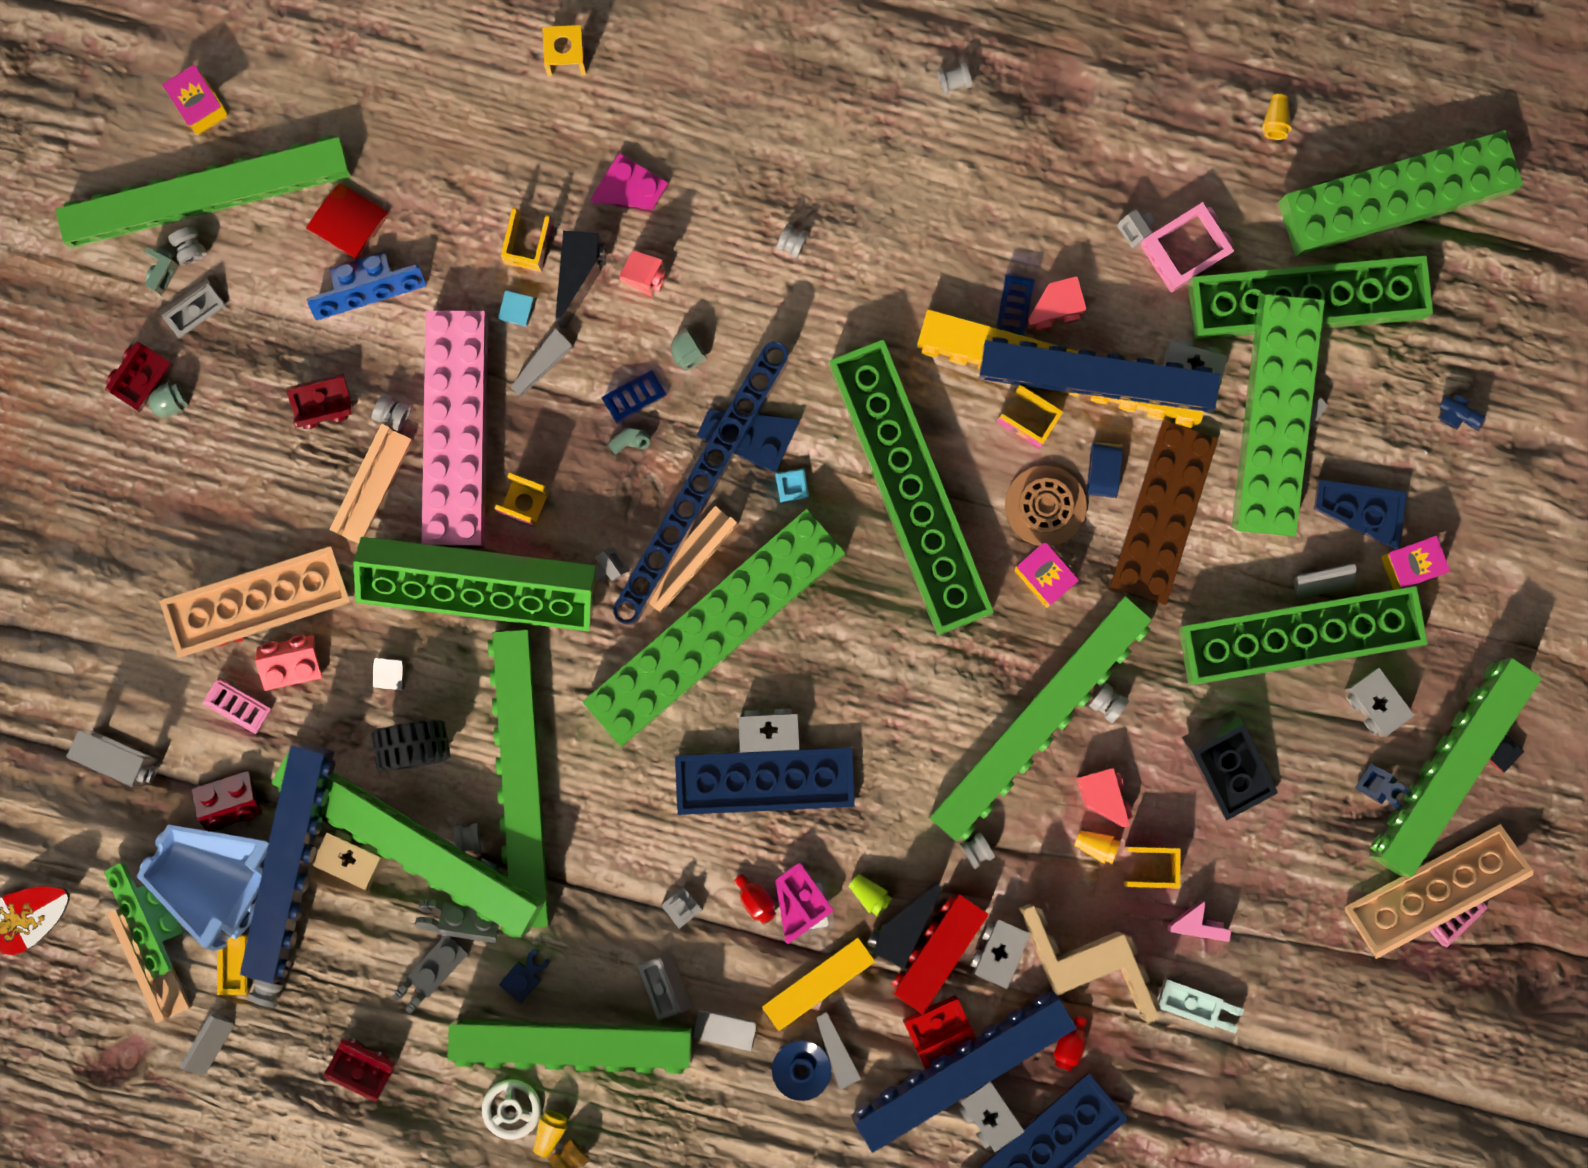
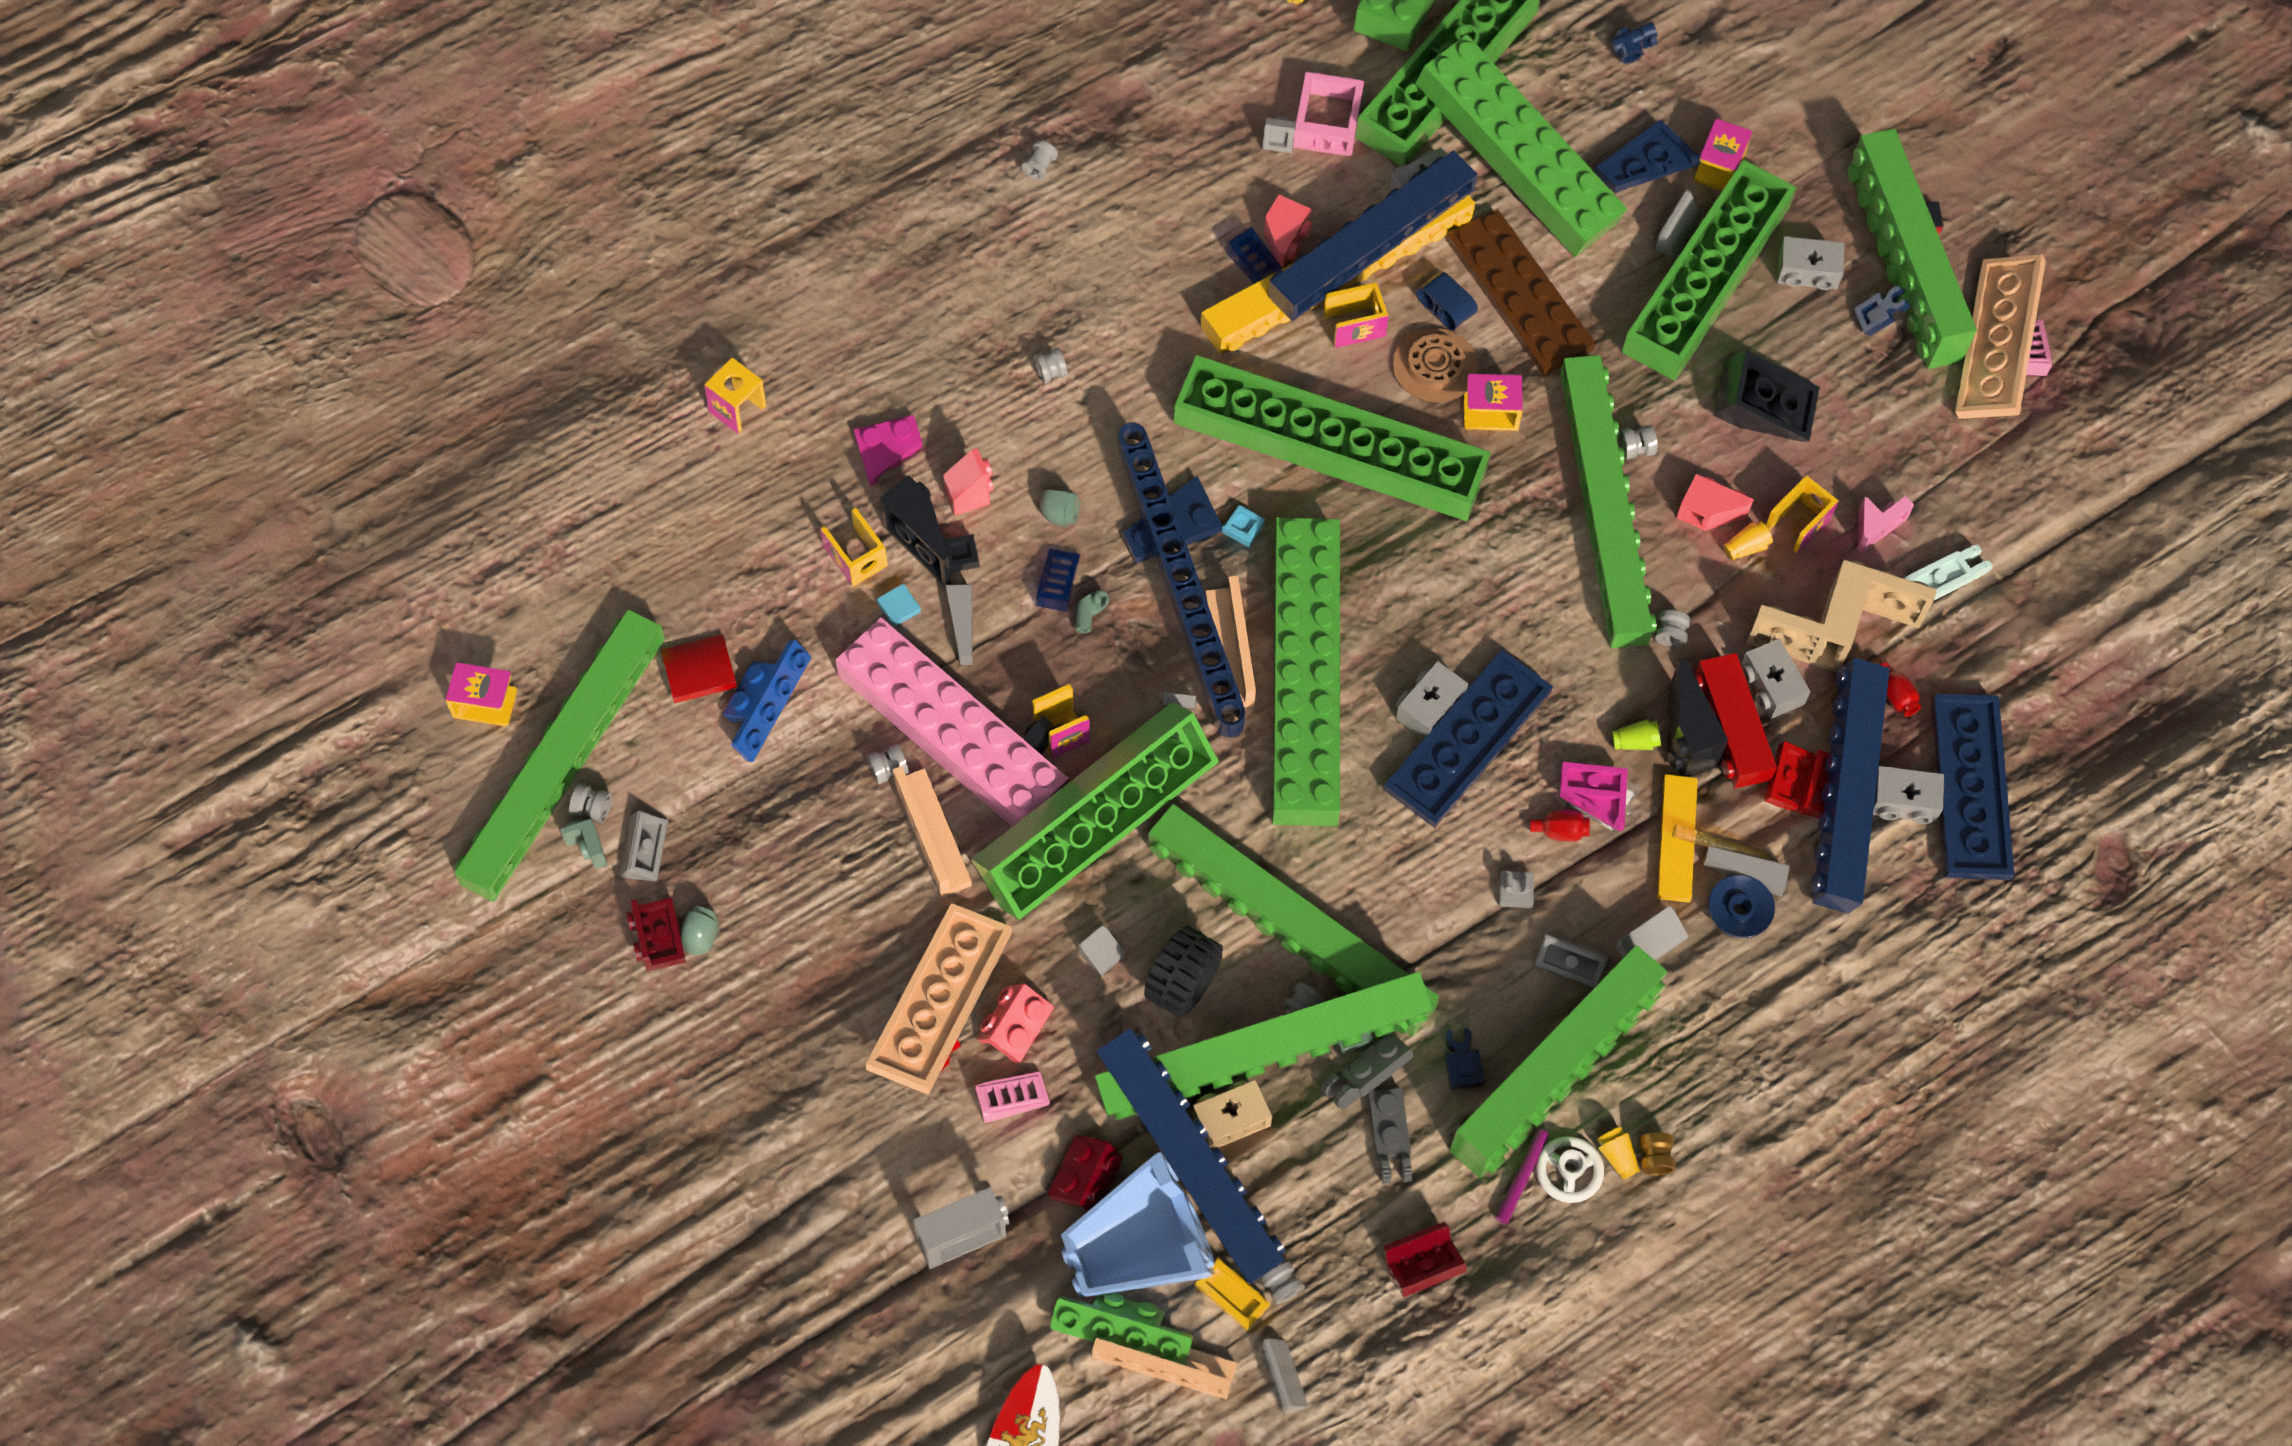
camera: 50 degrees left, 20 degrees down
(320, 401) = (823, 809): dark red bracket -> none
(477, 1082) = (1522, 1176): none -> magenta bar
(501, 494) = (1038, 734): none -> black plate
(591, 314) = (962, 553): none -> black plate
(837, 1018) = (1709, 840): none -> clear yellow bar

